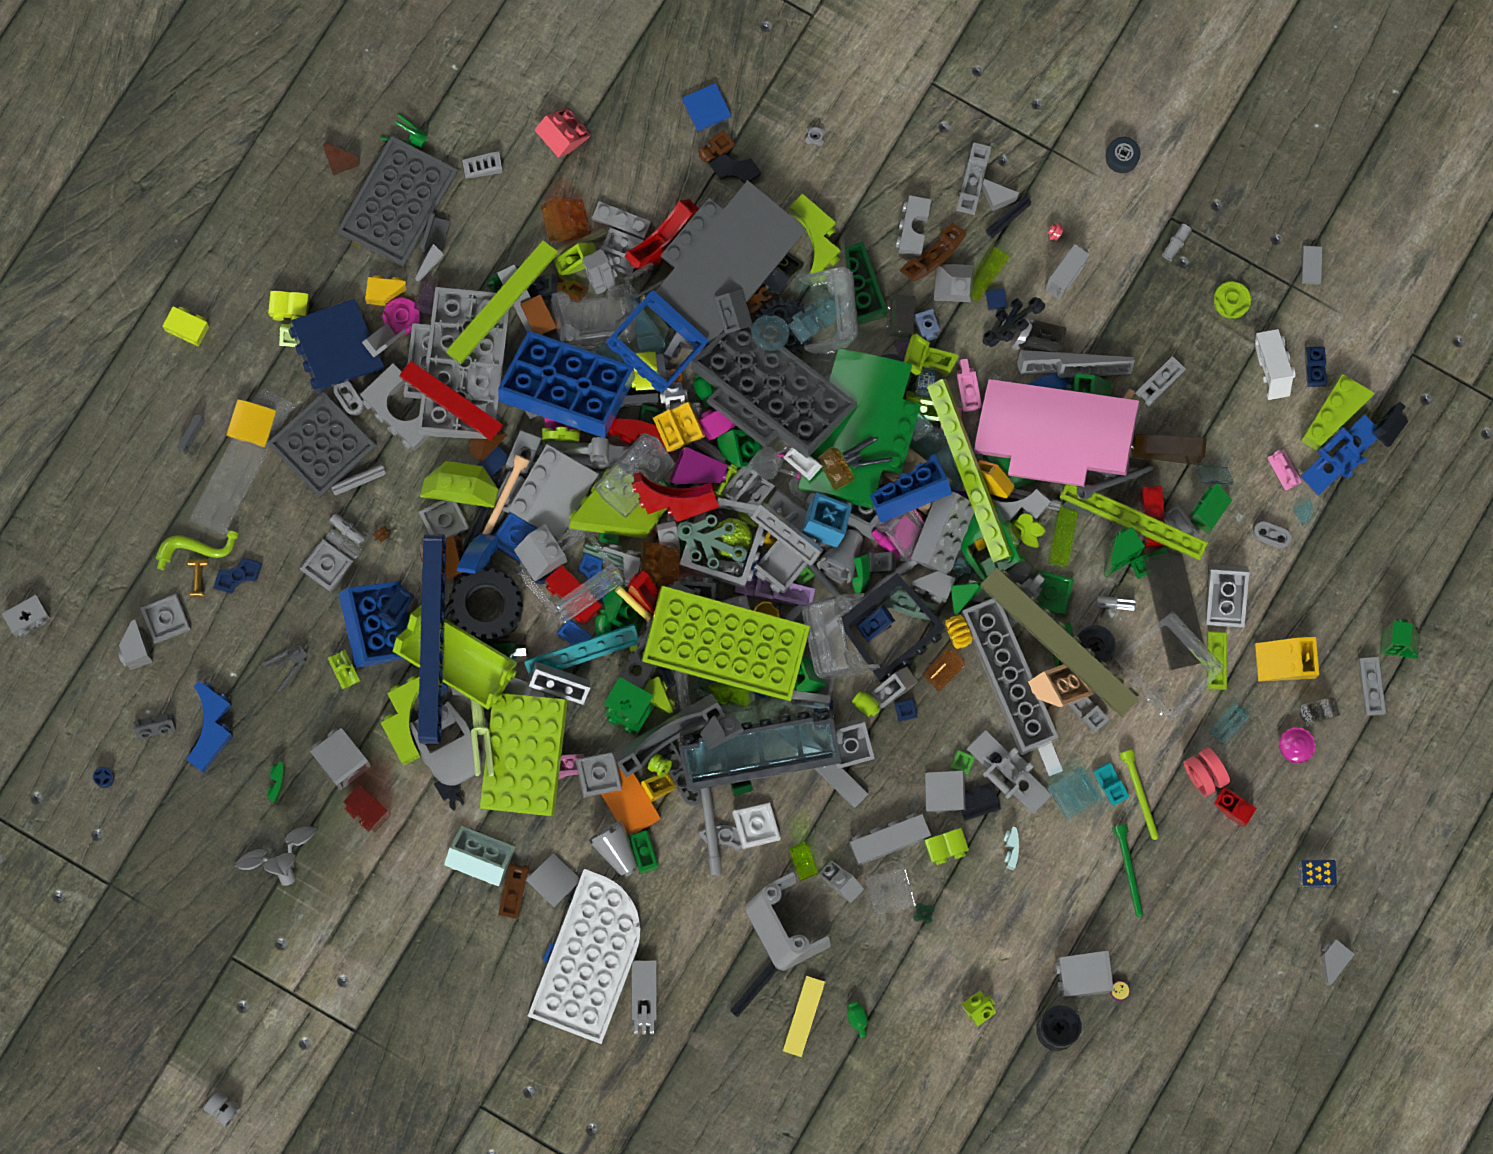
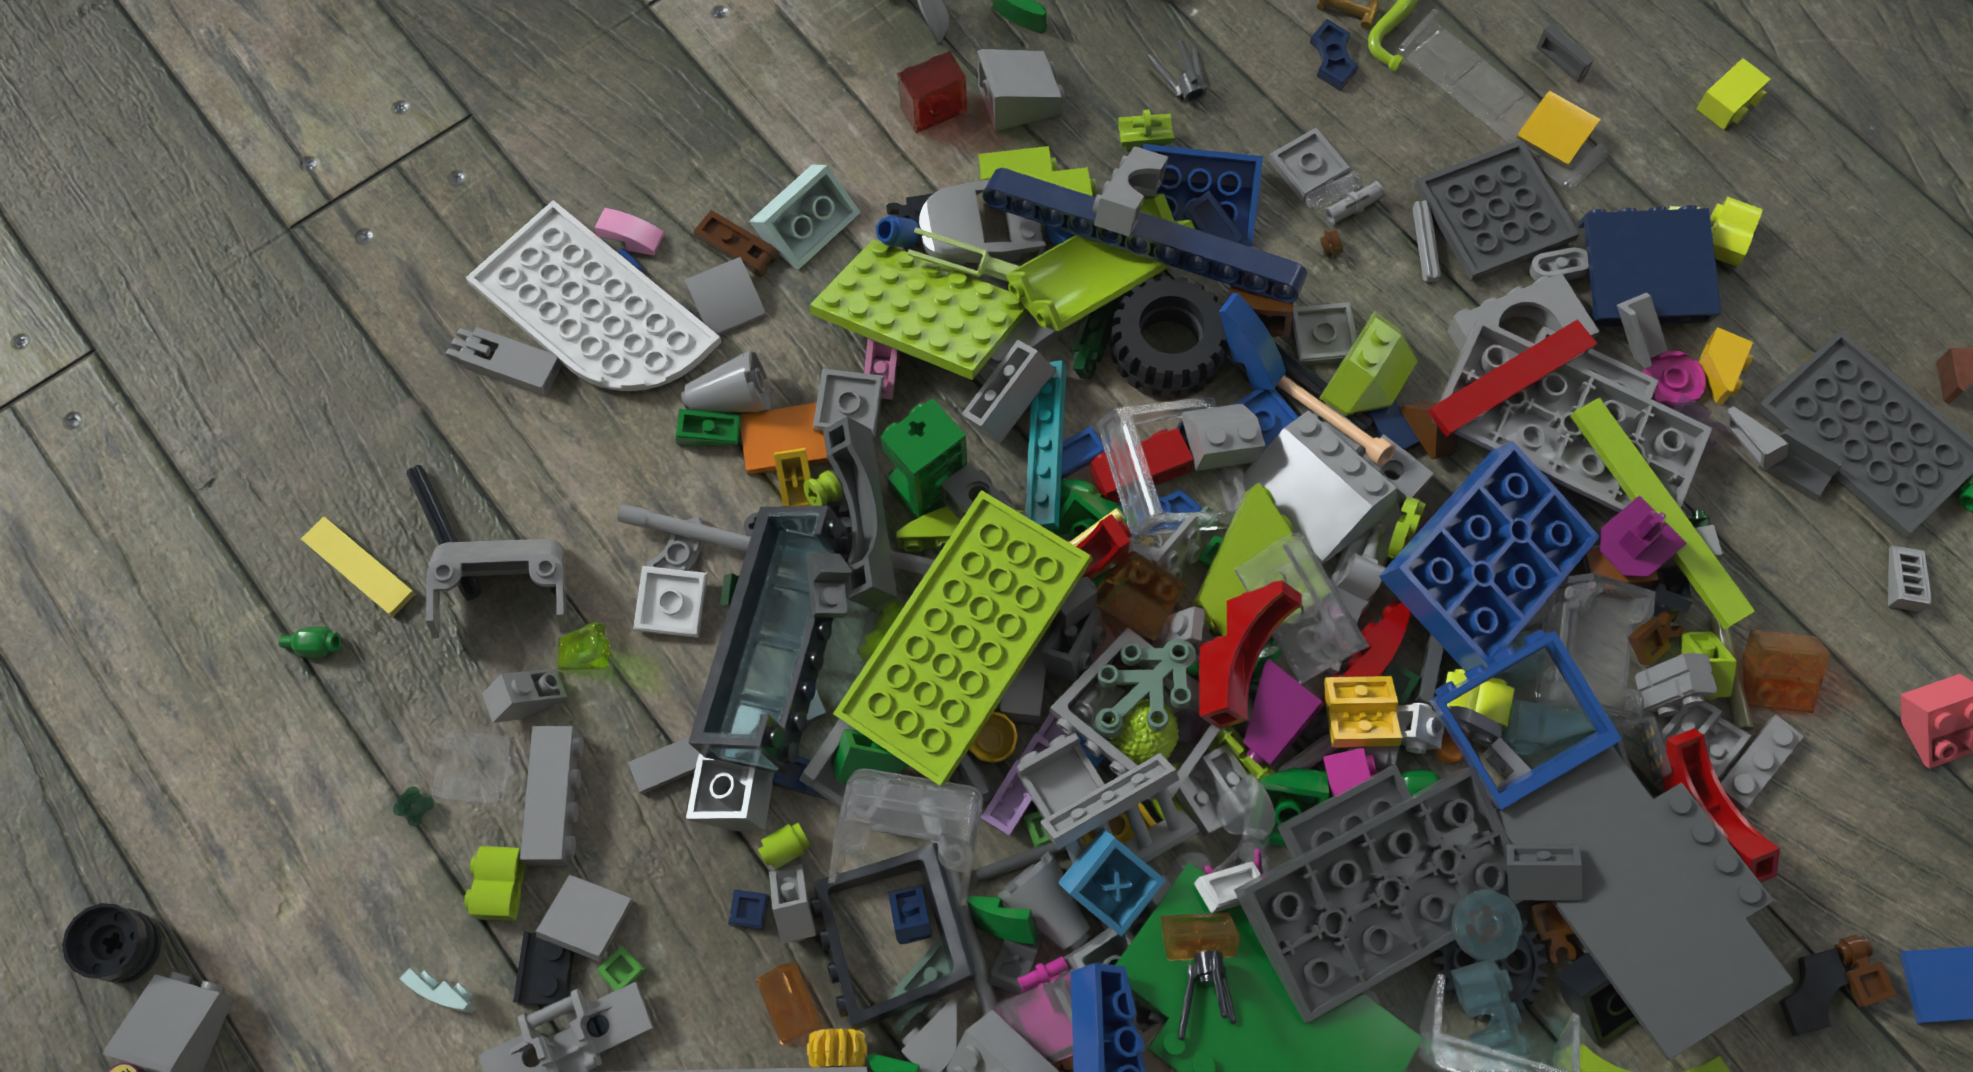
camera: 120 degrees right, 10 degrees down
(430, 650) = (1123, 195): none -> light grey arch
(472, 791) = (897, 232): none -> blue brick
(525, 309) = (1639, 540): none -> magenta piece
(531, 958) = (637, 233): none -> bright pink slope
(979, 1008) = (218, 829): lime brick -> none

